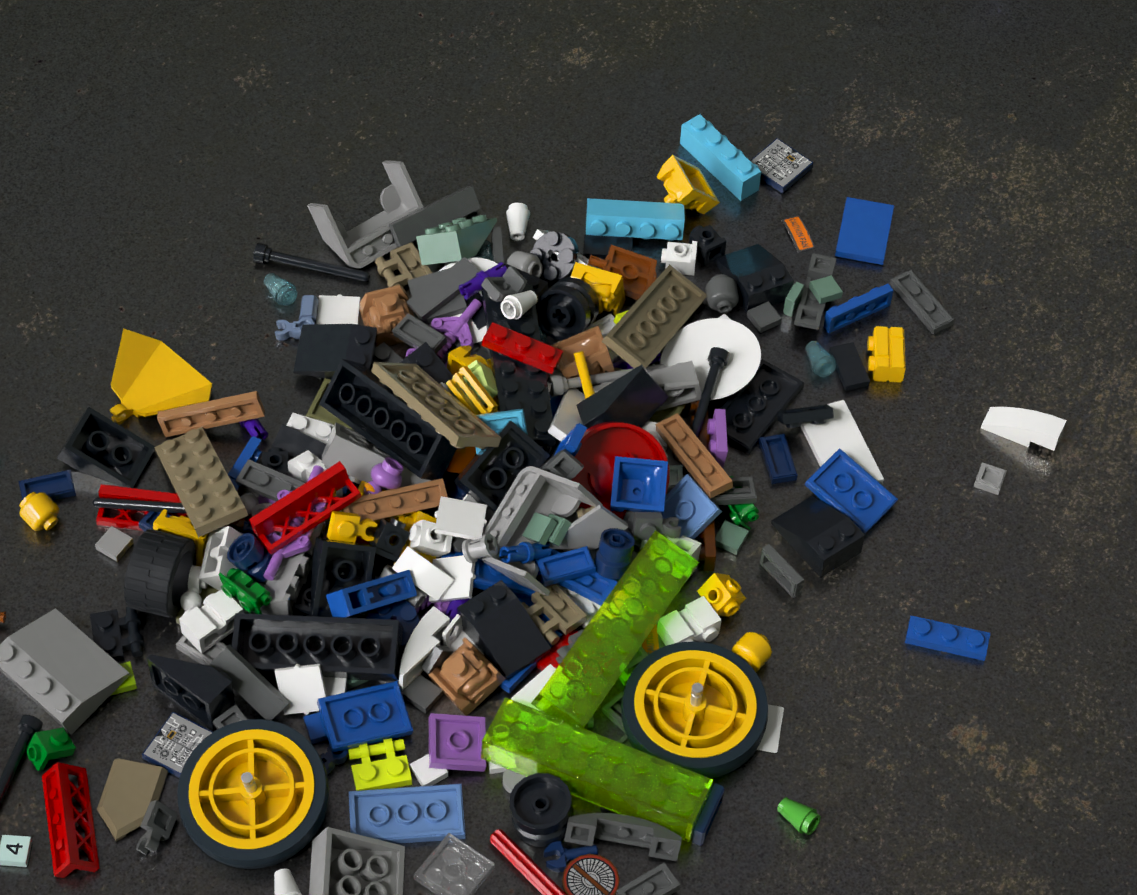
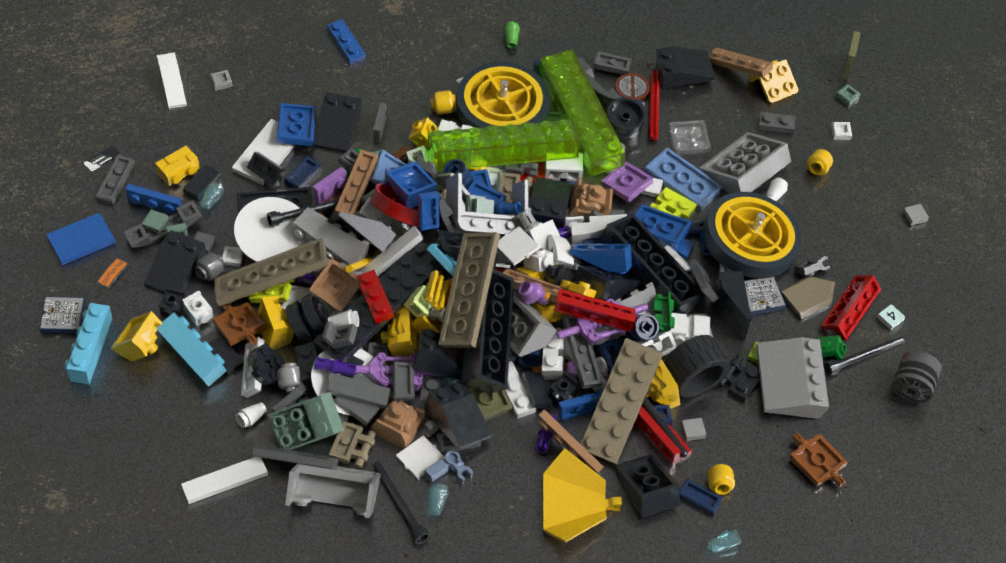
camera: 135 degrees left, 0 degrees up
(474, 160) = (224, 479): none -> white tile
(965, 312) = (102, 158): none -> sticker

